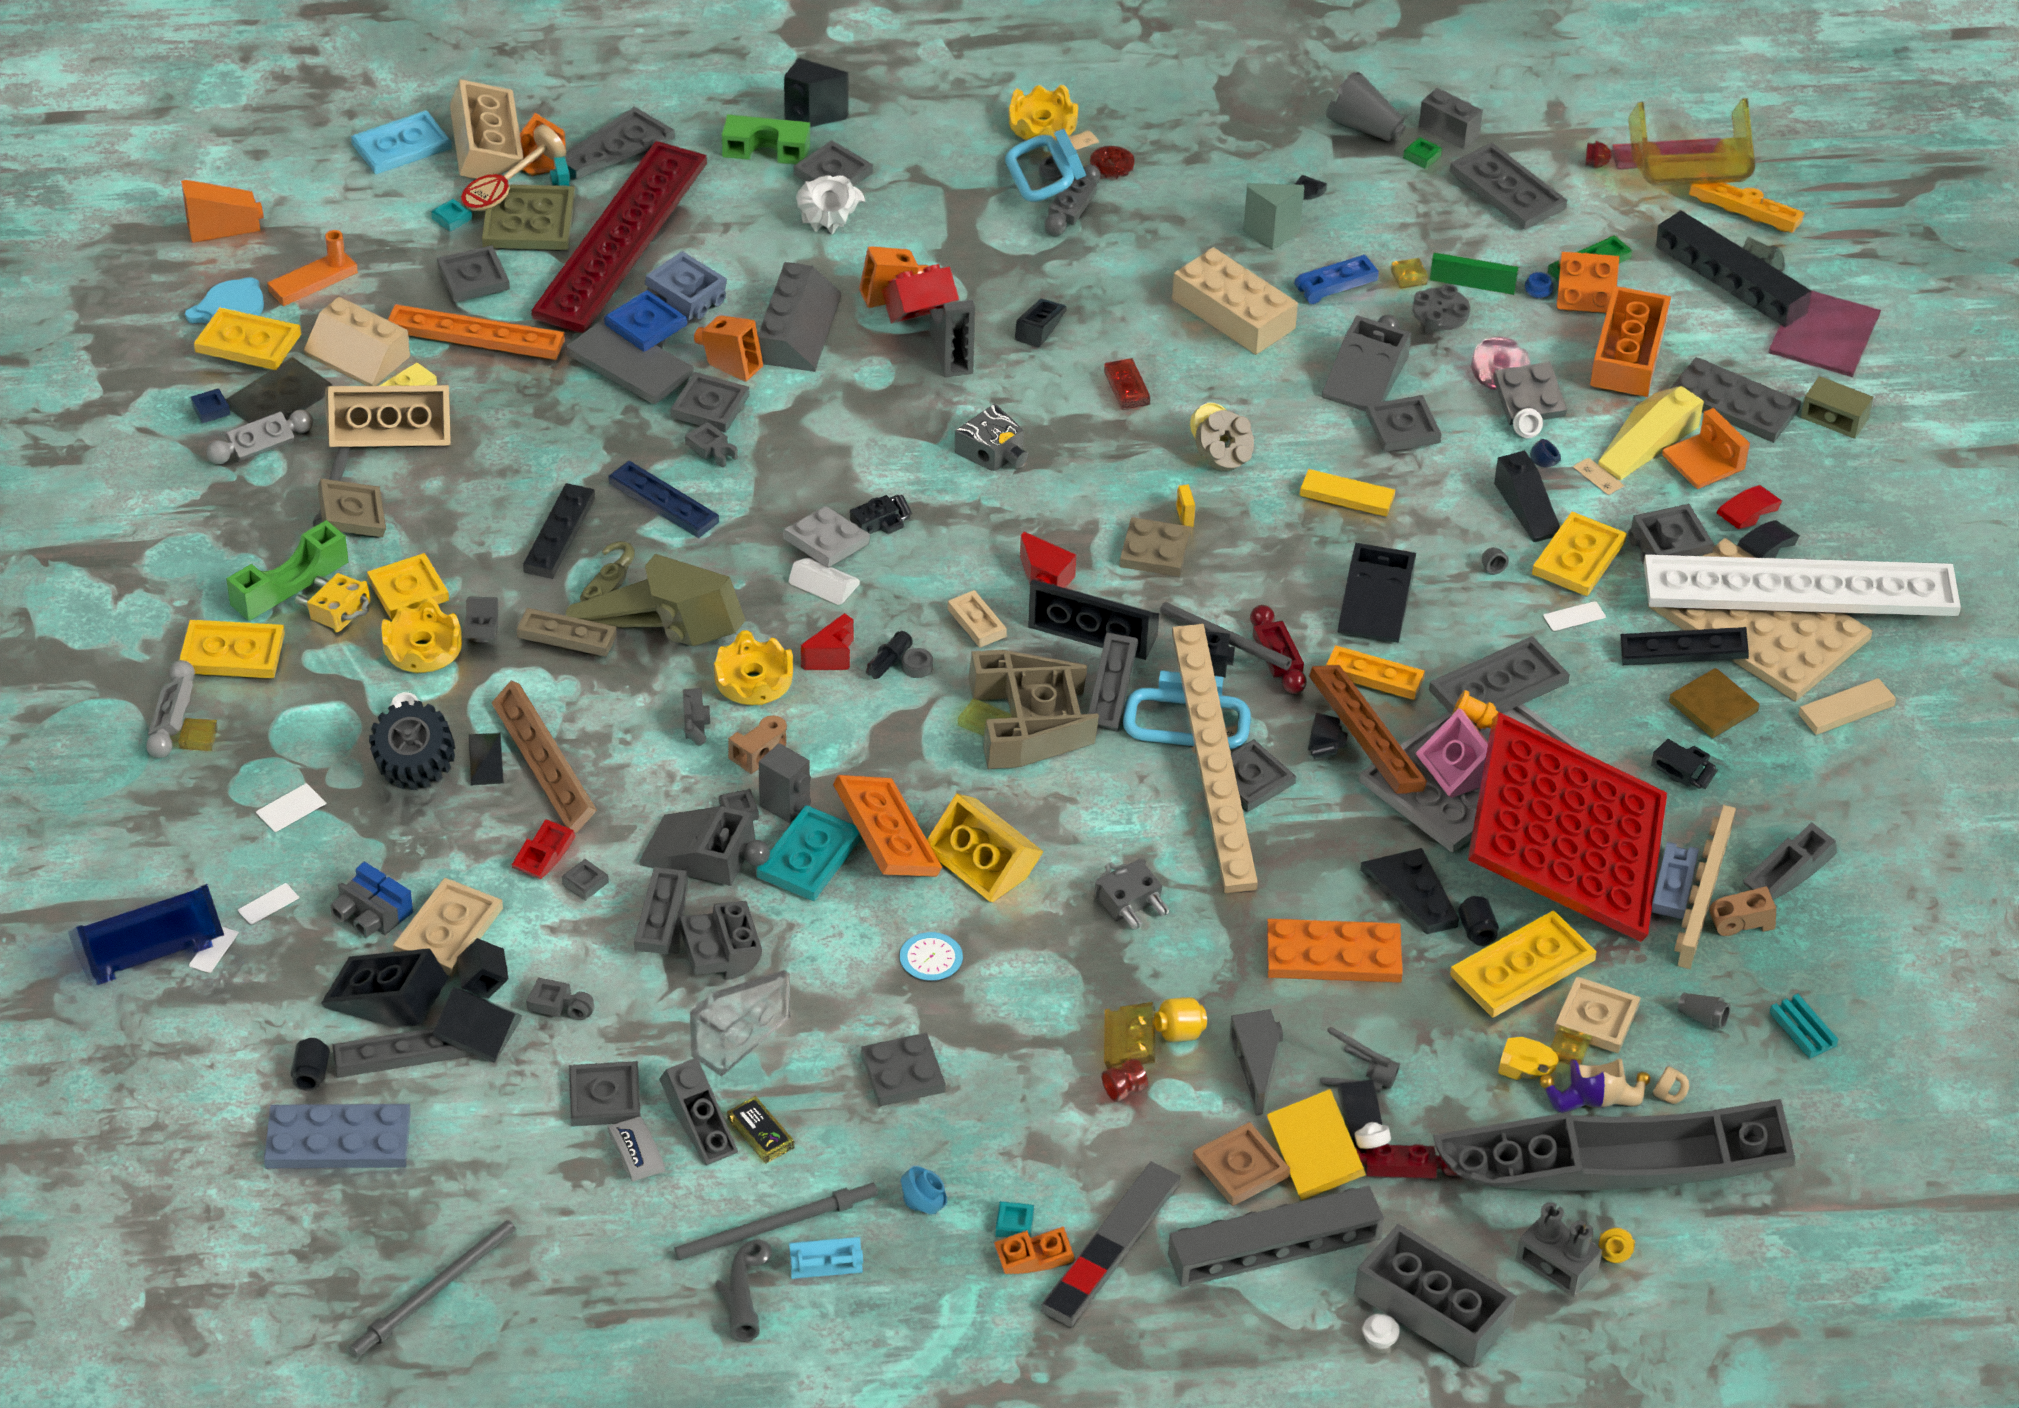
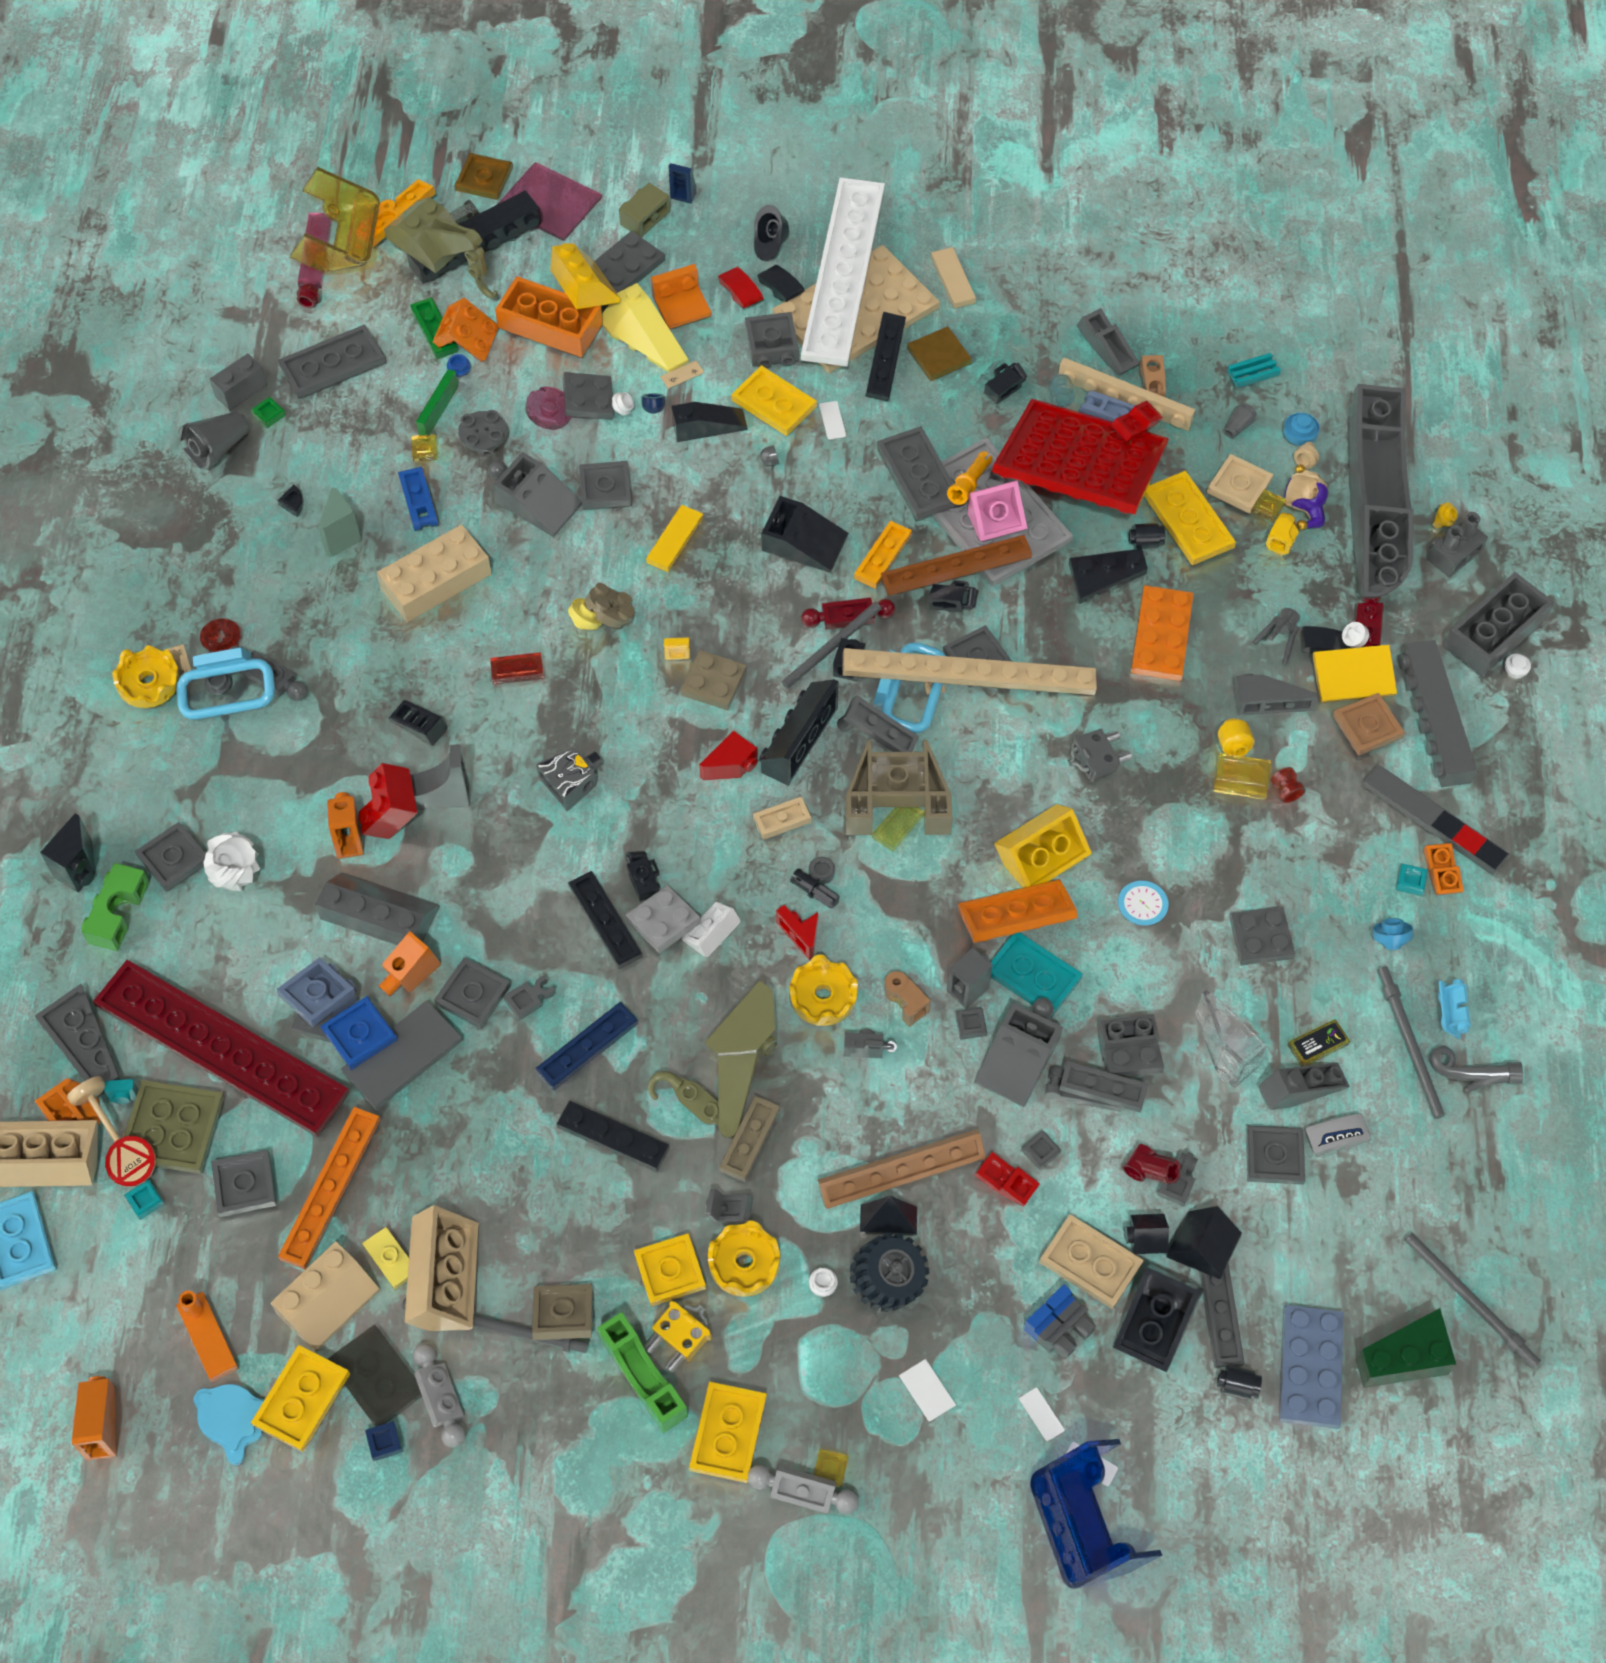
camera: 80 degrees left, 15 degrees up
(356, 1217) = (1408, 1354): none -> dark green wedge
(568, 964) = (1146, 1163): none -> dark red piece
(820, 493) = (605, 920): none -> black tile
(1651, 888) = (1137, 421): none -> red slope
(1685, 817) = (1061, 390): none -> clear light blue brick
(1687, 347) = (581, 277): none -> yellow slope
(1694, 219) = (435, 238): none -> olive slope
(1713, 1076) = (1301, 428): none -> dark azure plate
(1839, 271) = (483, 176): none -> pearl gold tile
(1849, 525) = (770, 232): none -> black piece
(1887, 434) = (681, 183): none -> dark blue slope

